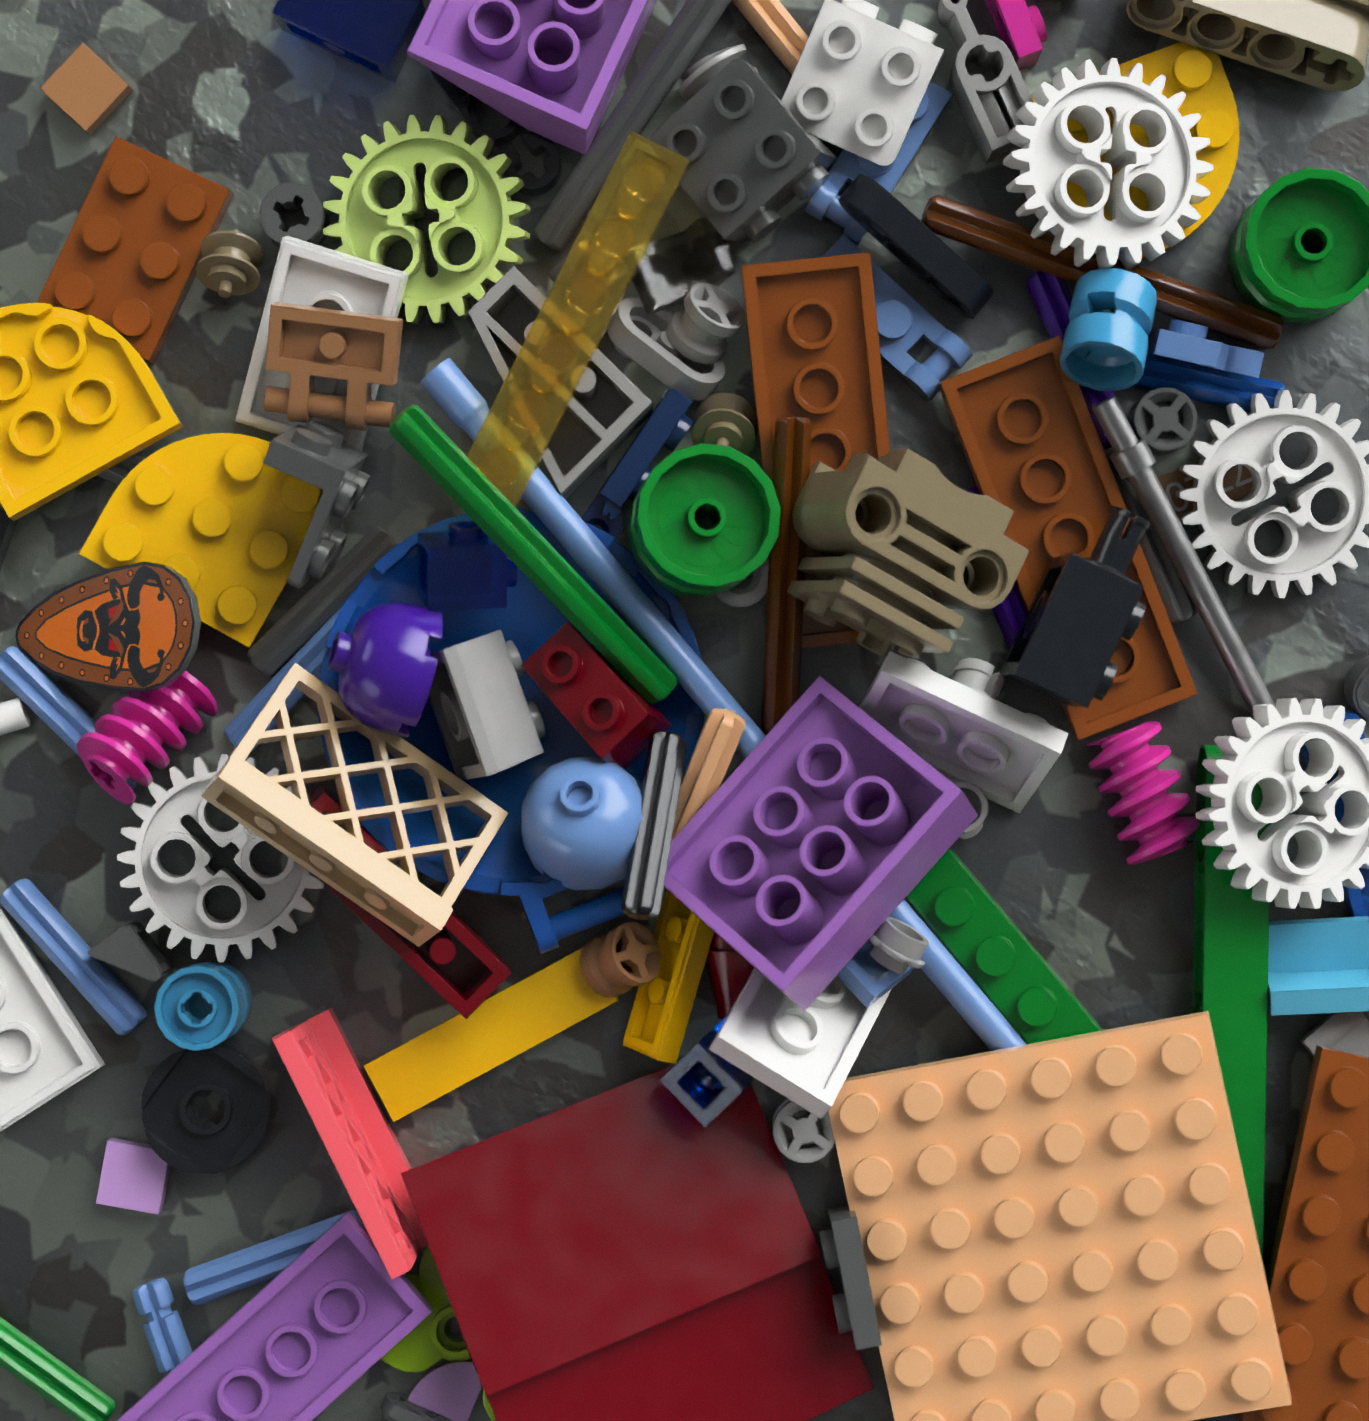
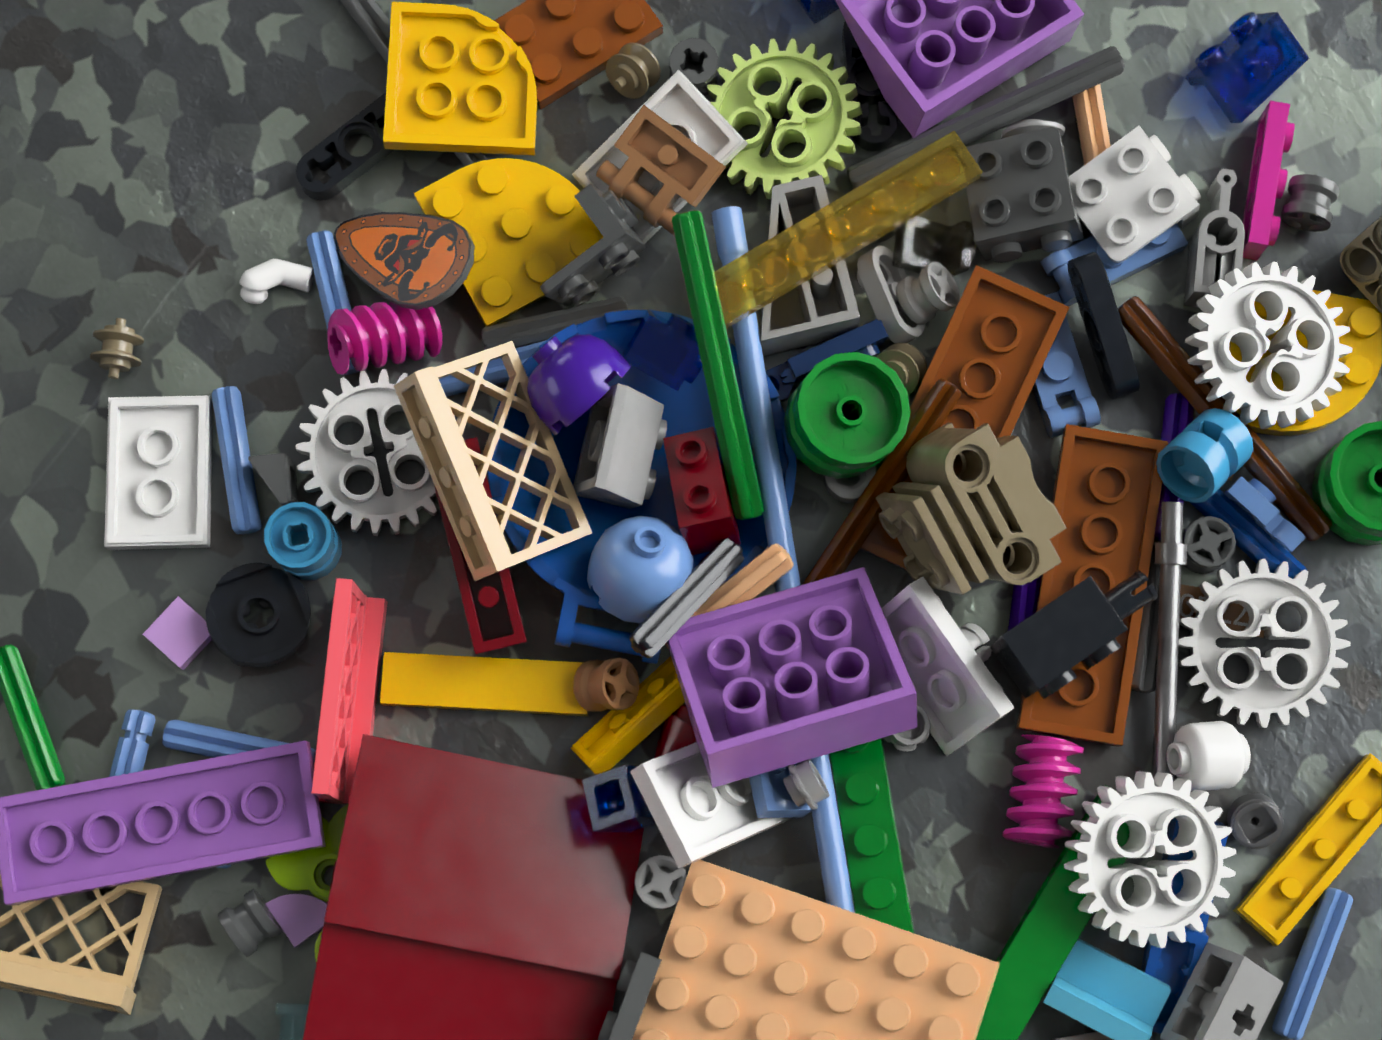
camera: 30 degrees right, 10 degrees down
(1294, 651) = (1209, 755): none -> white head

